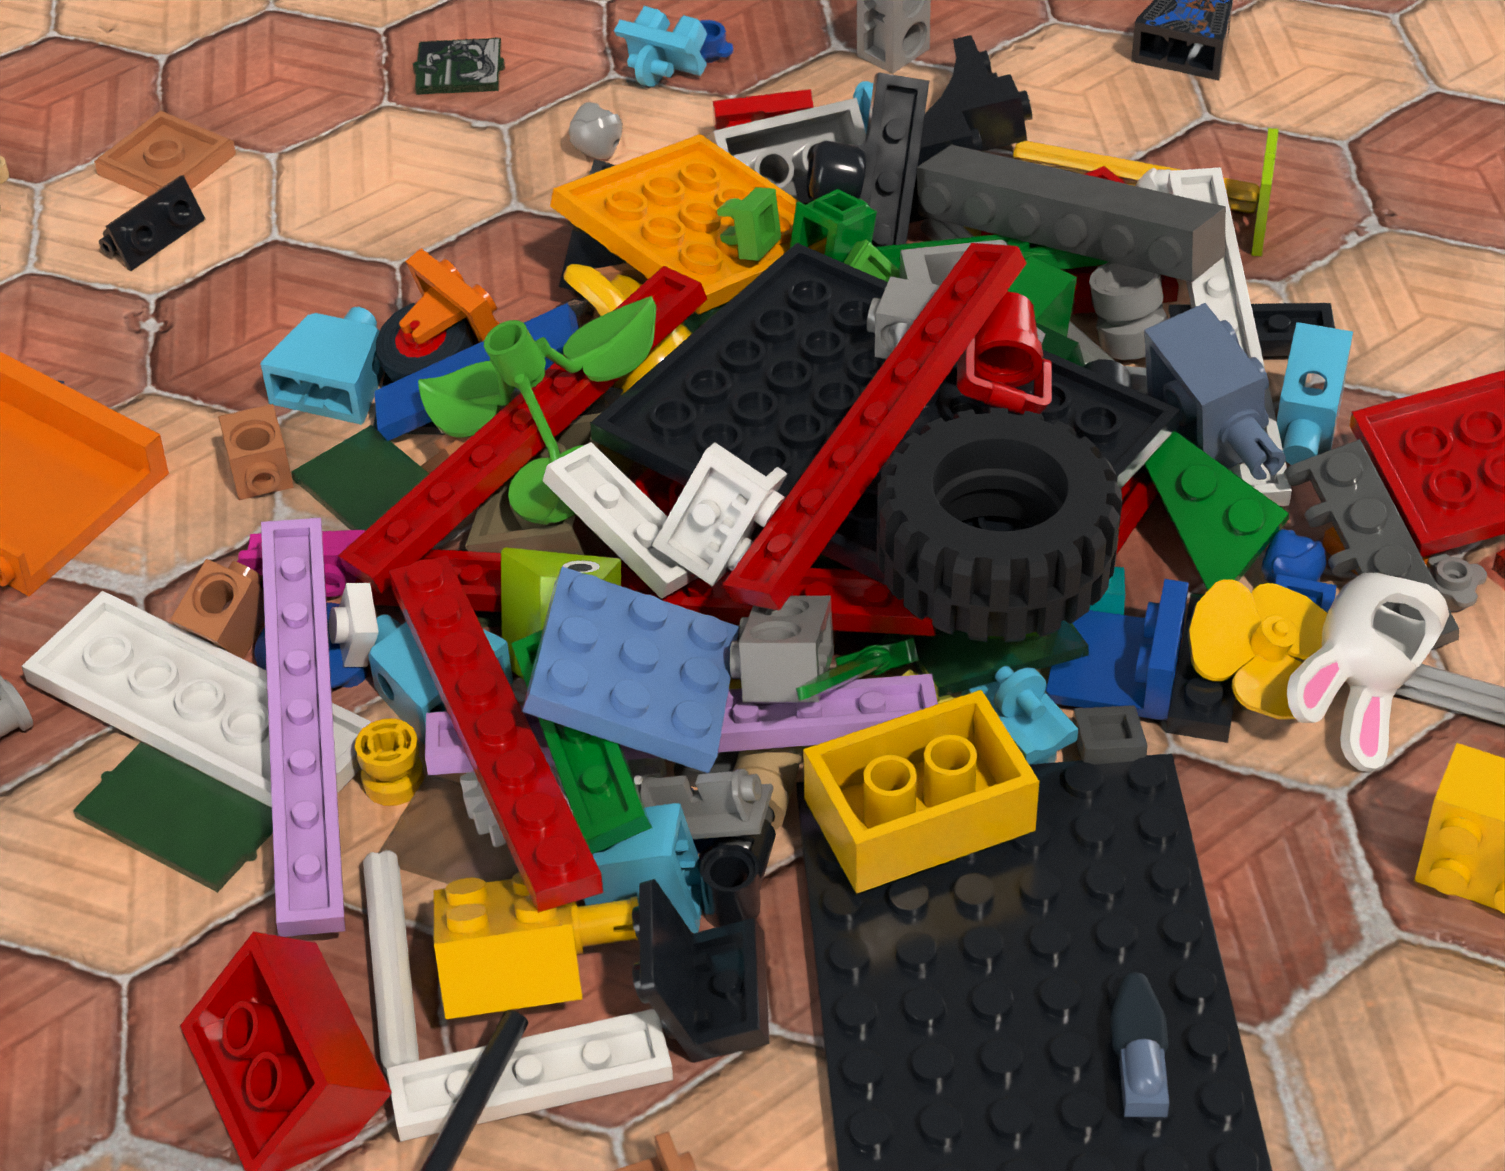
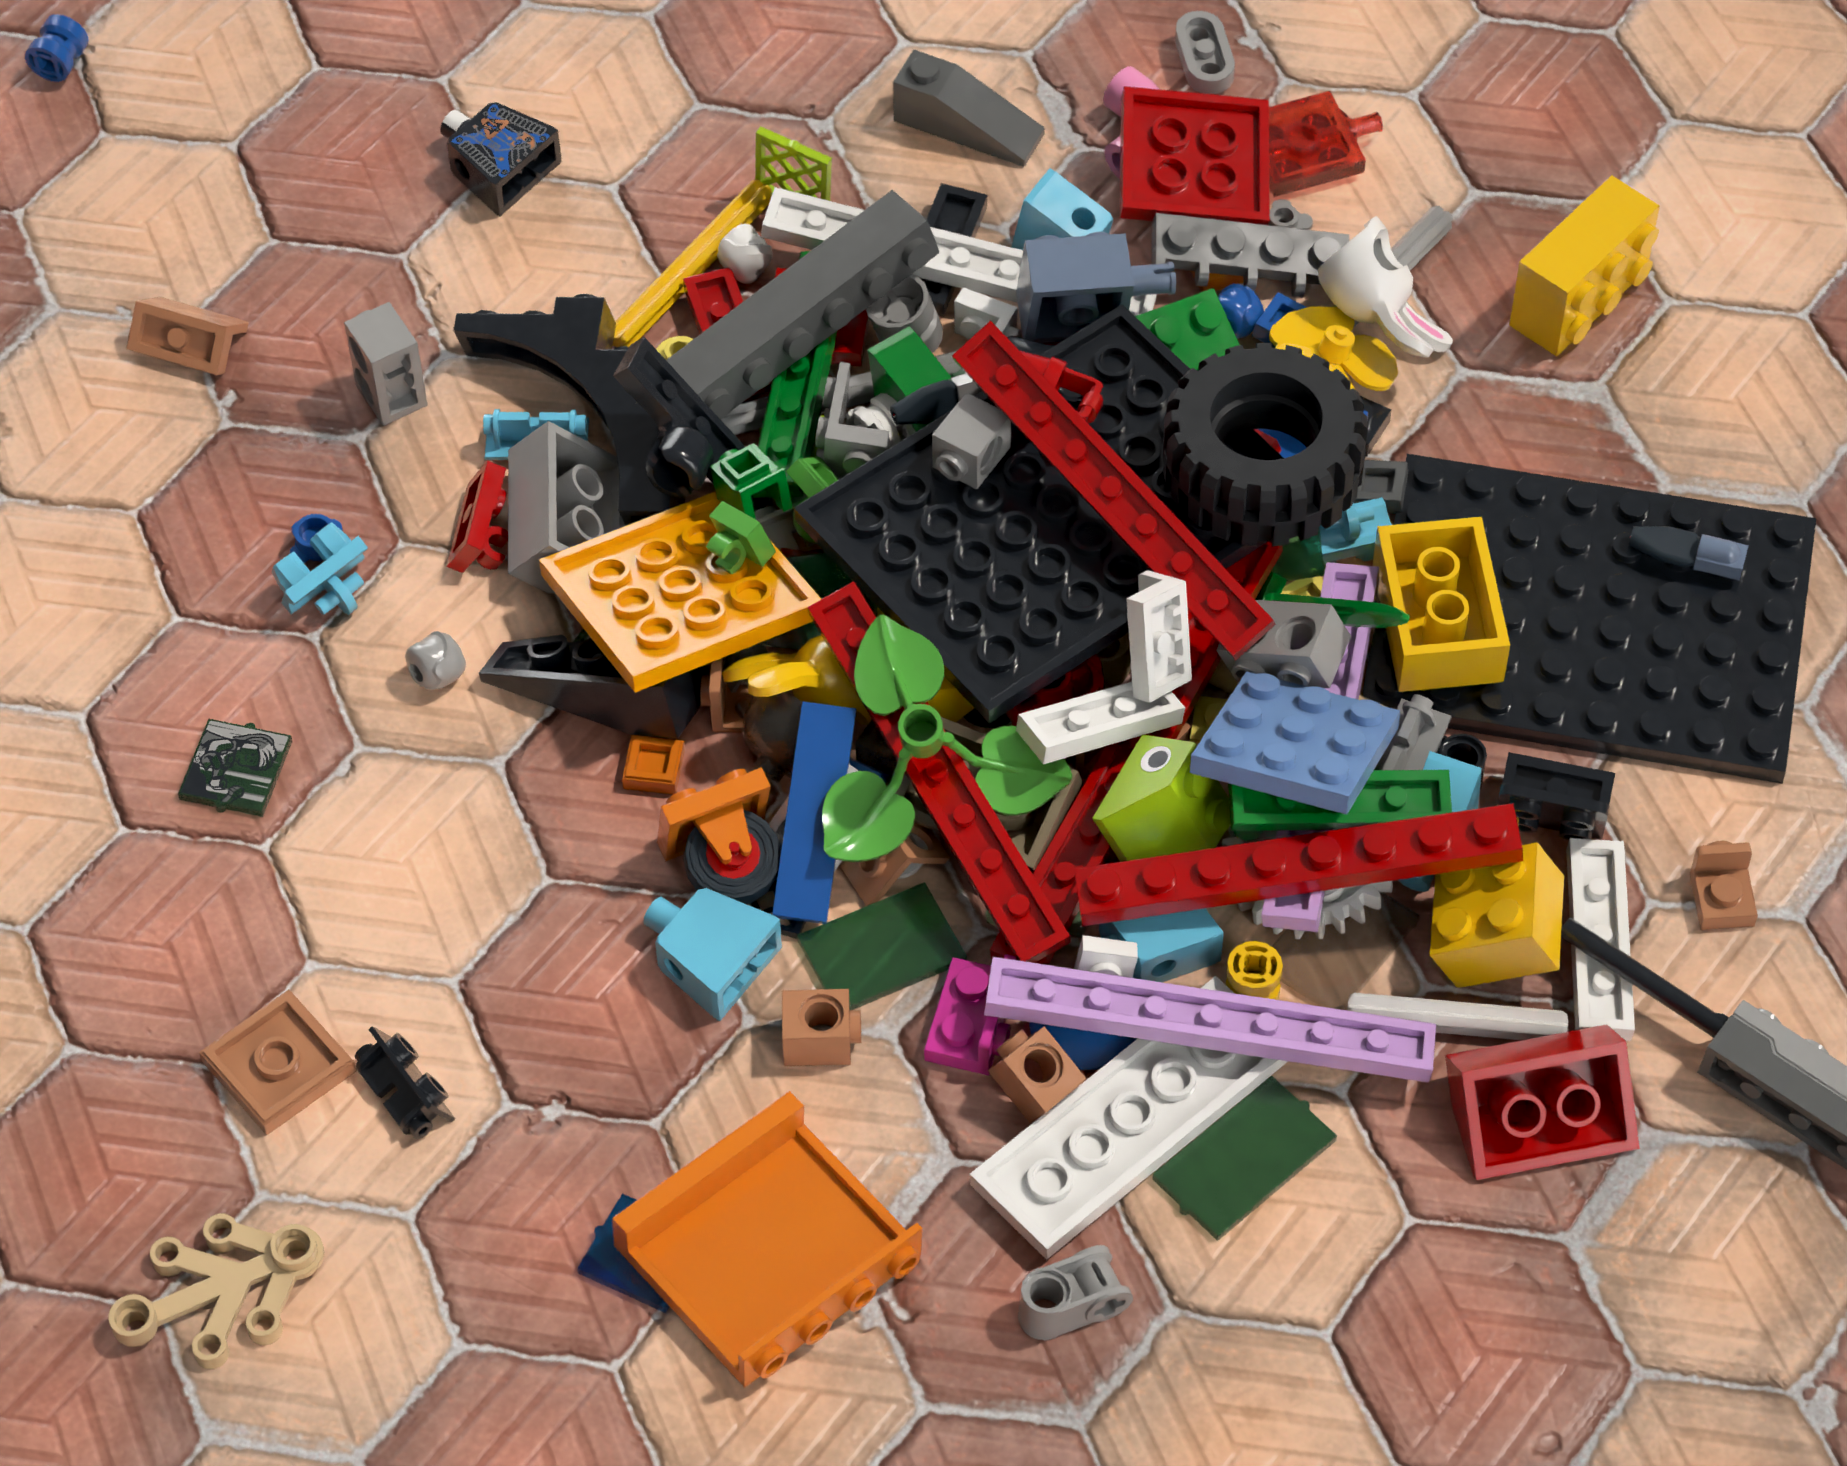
camera: 75 degrees left, 10 degrees up
(536, 290) = (653, 764): none -> orange tile
(1443, 300) = (962, 109): none -> dark grey slope

